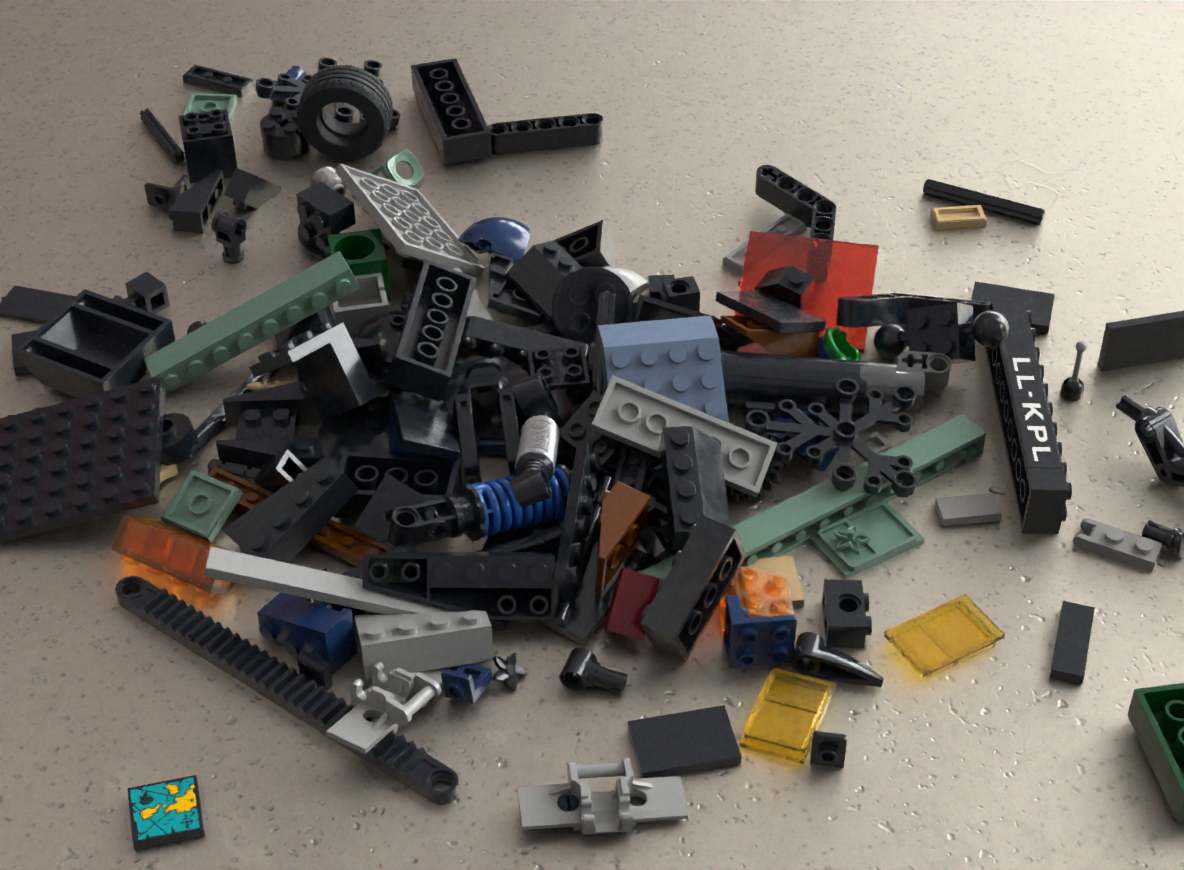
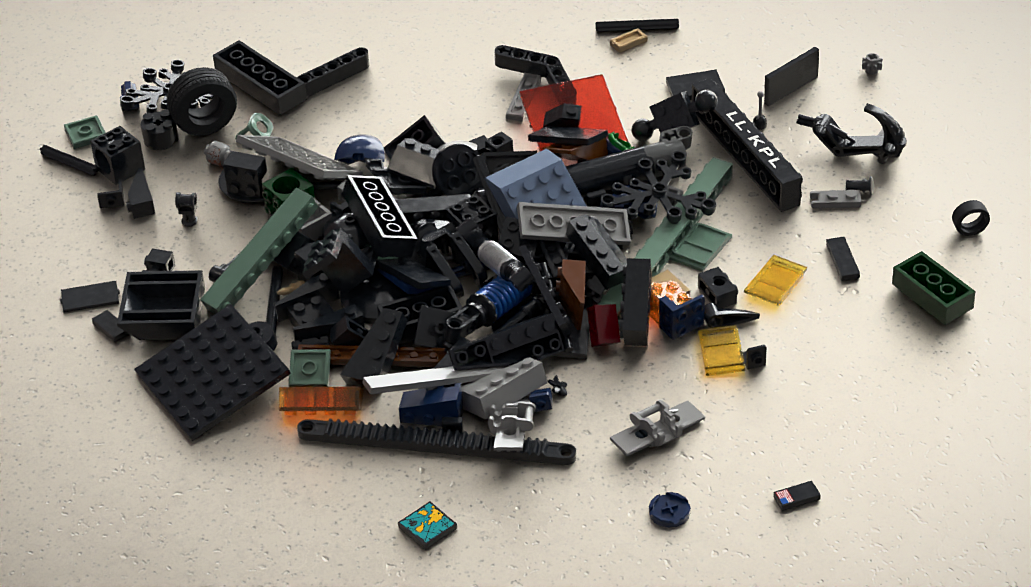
camera: 25 degrees left, 0 degrees up
(218, 80) = (72, 109): black tile -> none
(250, 189) = (168, 174): black slope -> none
(584, 670) = (600, 370): black pin -> none
(684, 742) = (677, 383): black tile -> none
(851, 539) = (695, 248): sand green plant -> none
(888, 308) = (635, 108): black beam -> none
(968, 509) = (745, 210): light grey tile -> none

